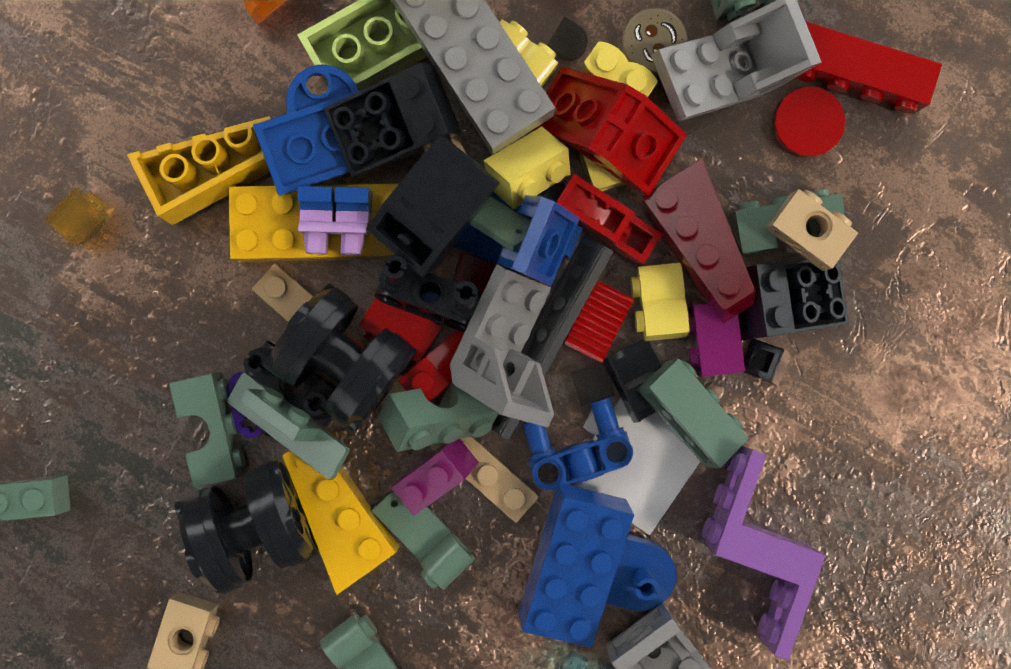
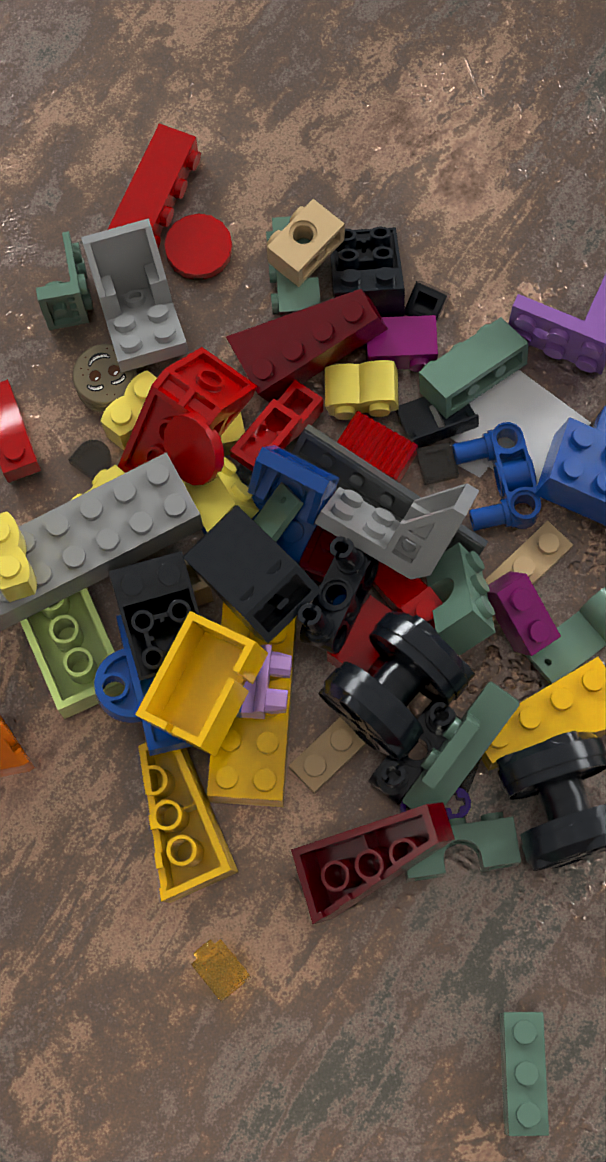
camera: 85 degrees left, 15 degrees down
(182, 343) = (361, 860): none -> dark red wedge
(309, 166) = (202, 683): none -> yellow piece
(562, 134) = (194, 448): none -> red tile

